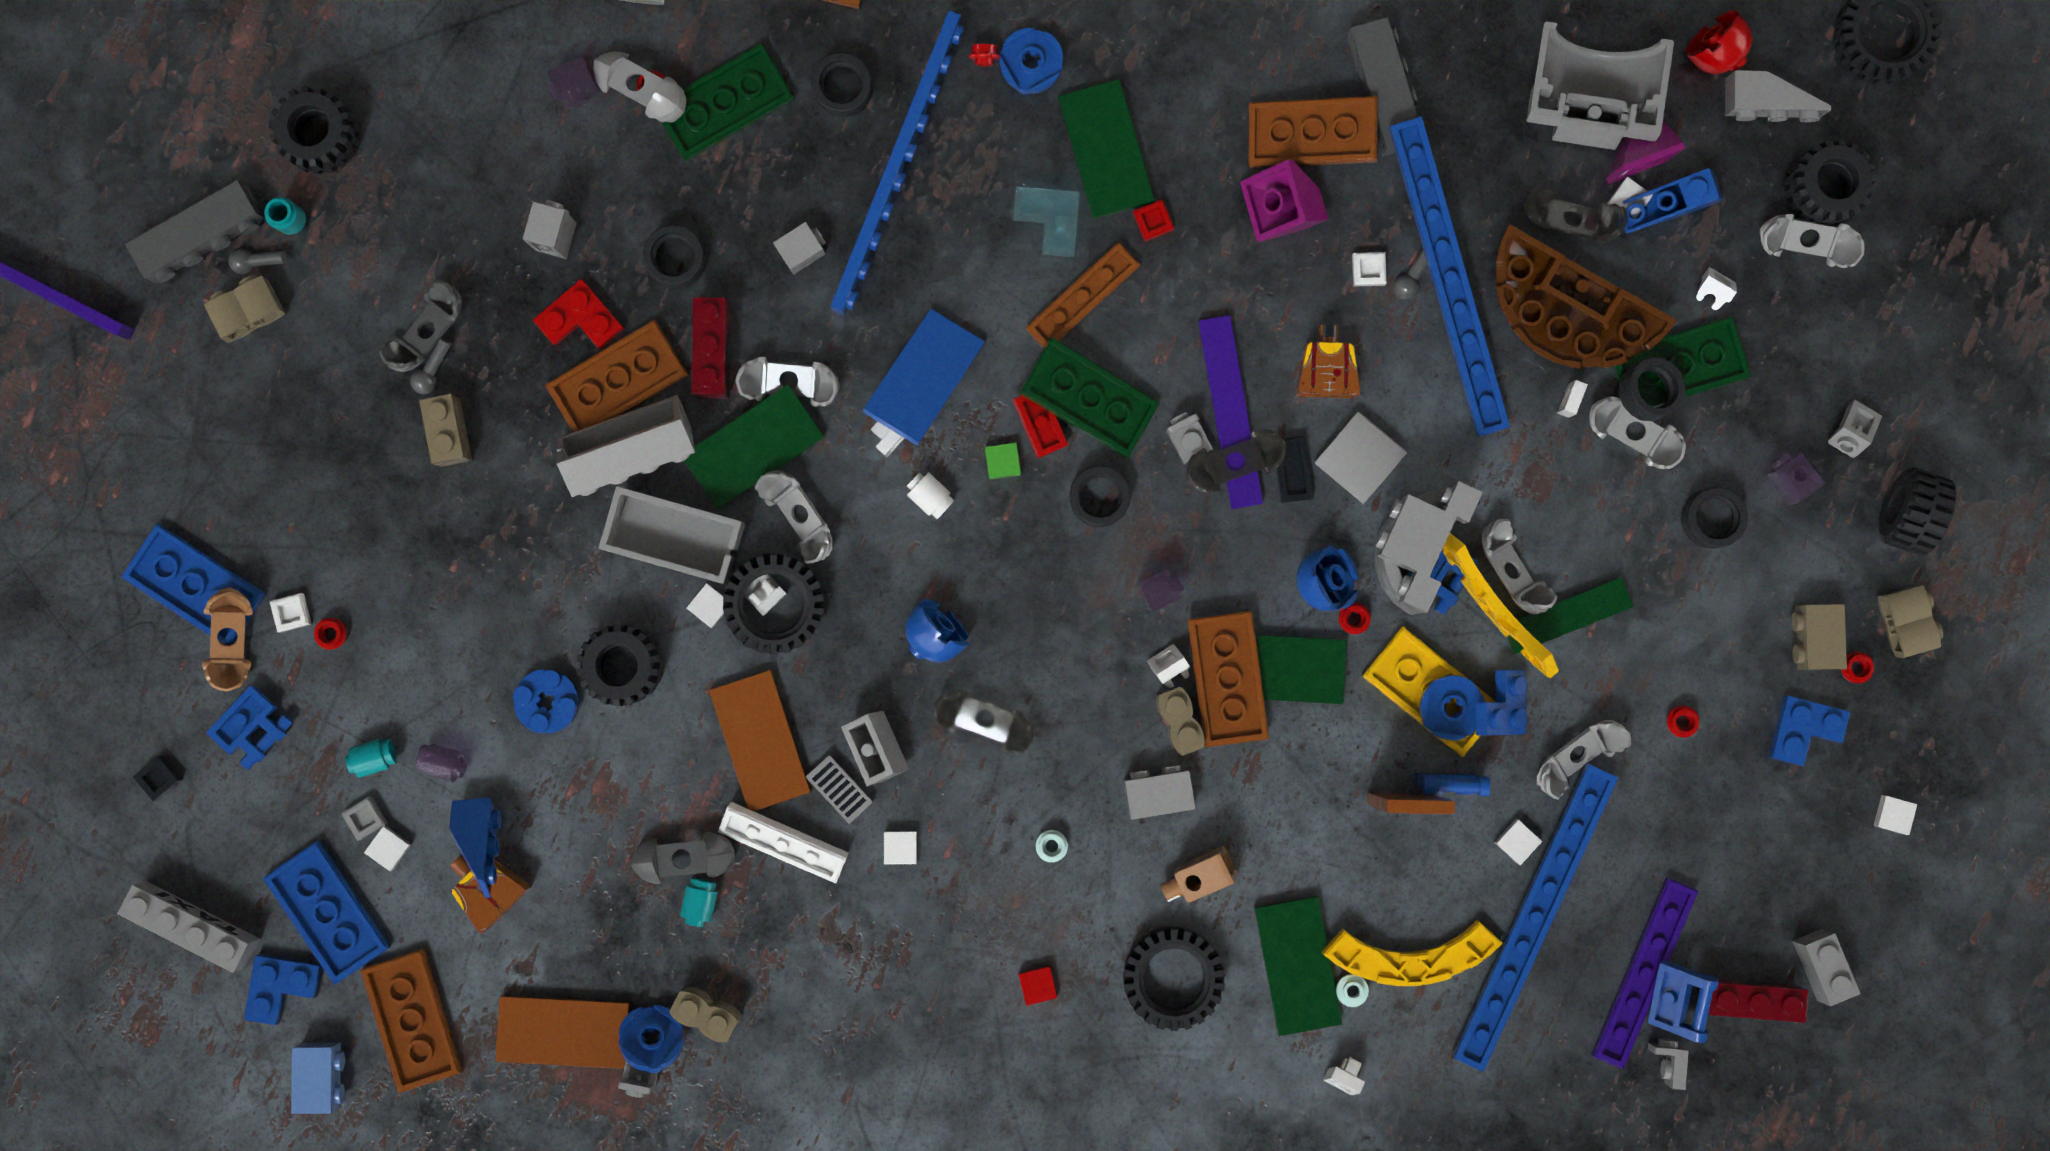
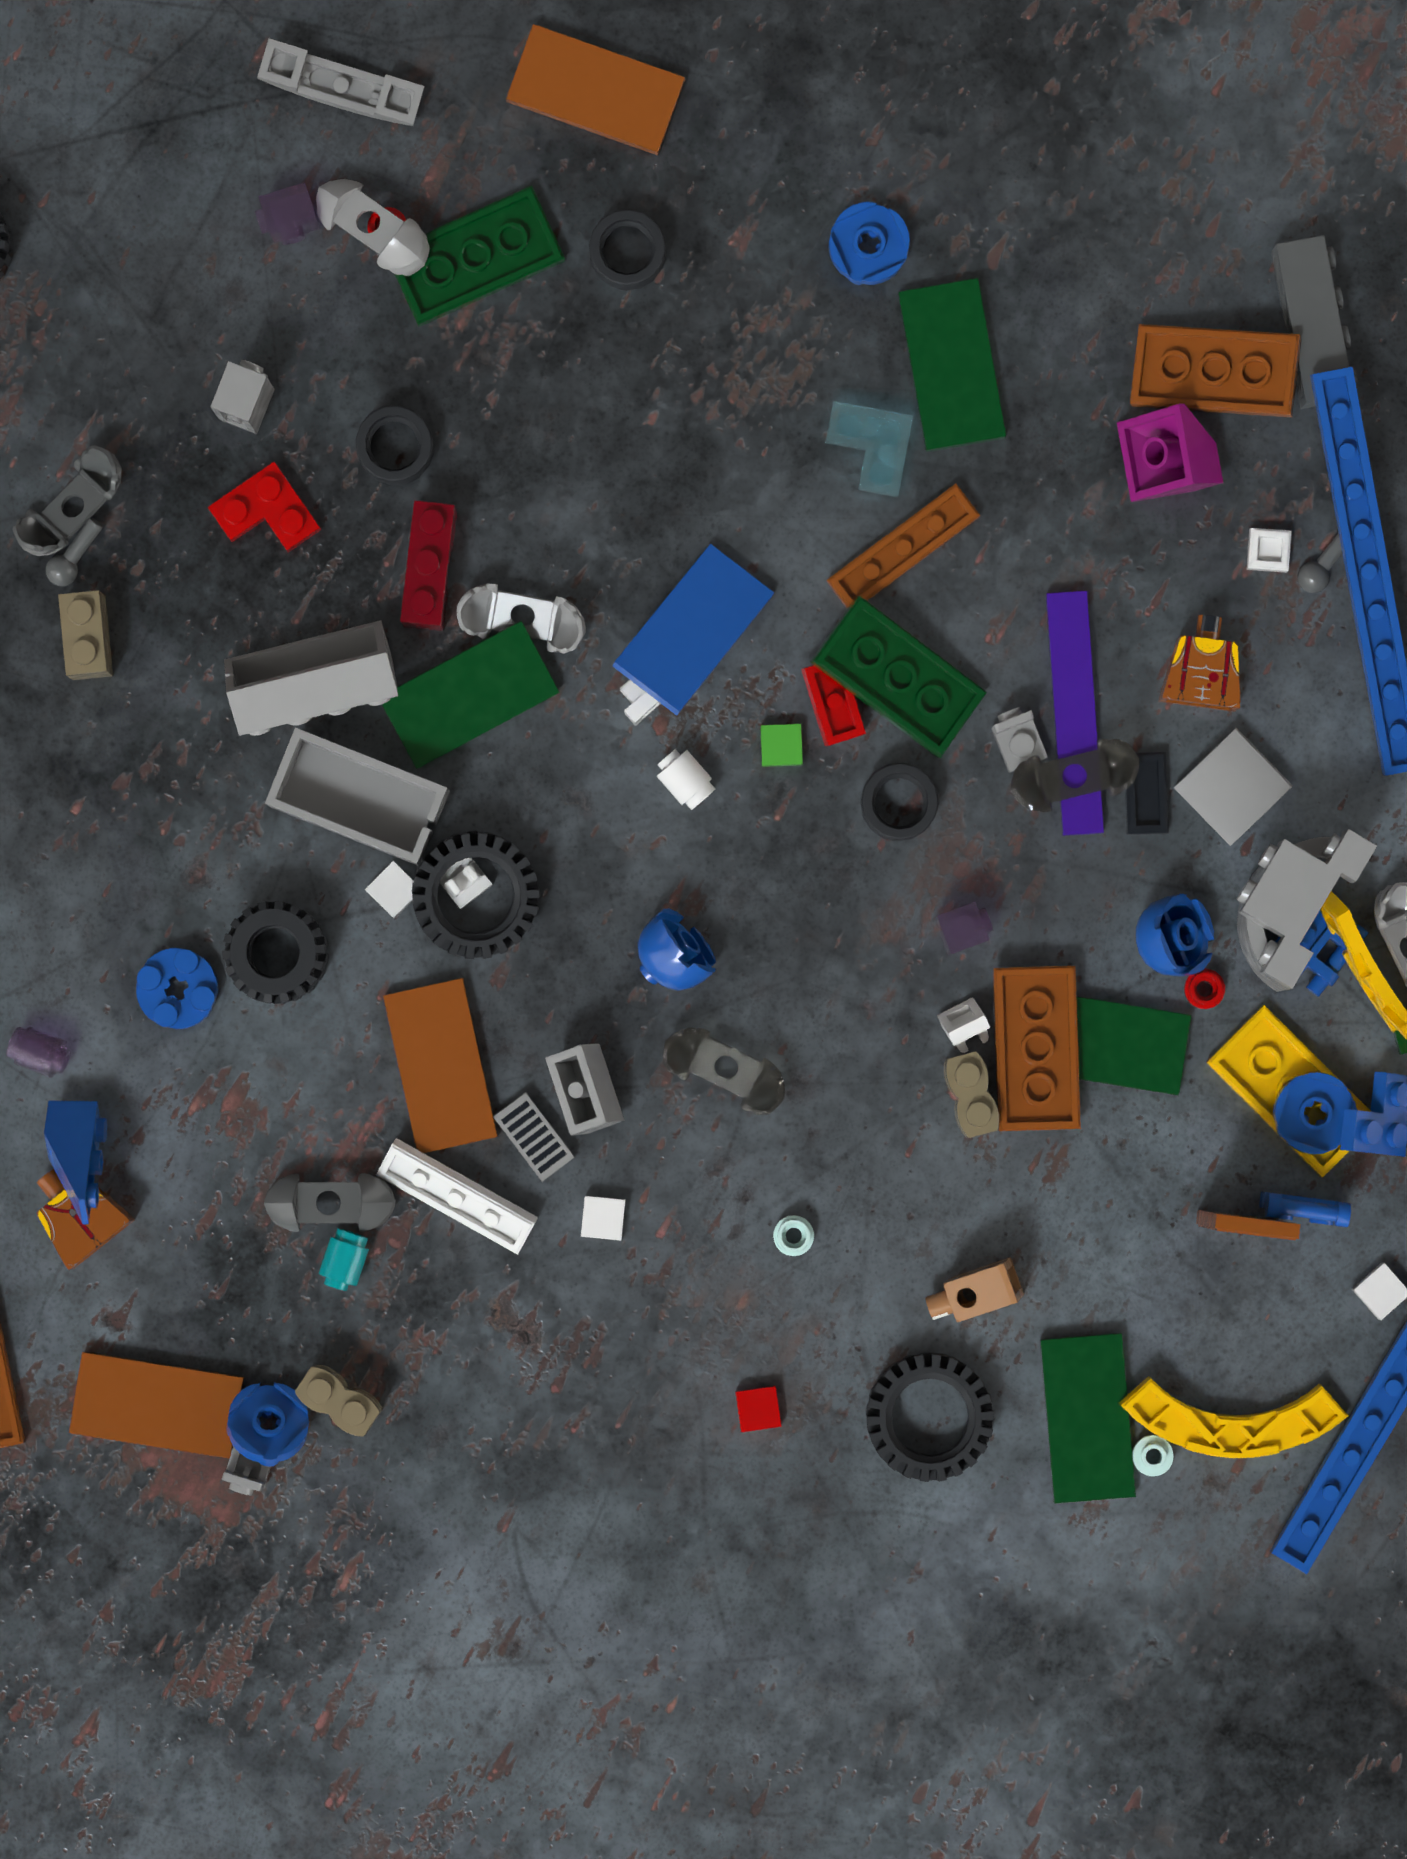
camera: 10 degrees right, 0 degrees up
(617, 378) = (306, 591): dark orange tile -> none
(786, 491) = (504, 755): light grey piece -> none
(800, 247) = (554, 450): light grey brick -> none
(903, 151) = (695, 343): blue plate -> none
(984, 54) = (810, 229): red plate -> none
(1153, 220) = (1002, 461): red tile -> none
(1159, 793) = (935, 1183): light grey brick -> none
(1346, 1076) = (1132, 1563): white tile -> none

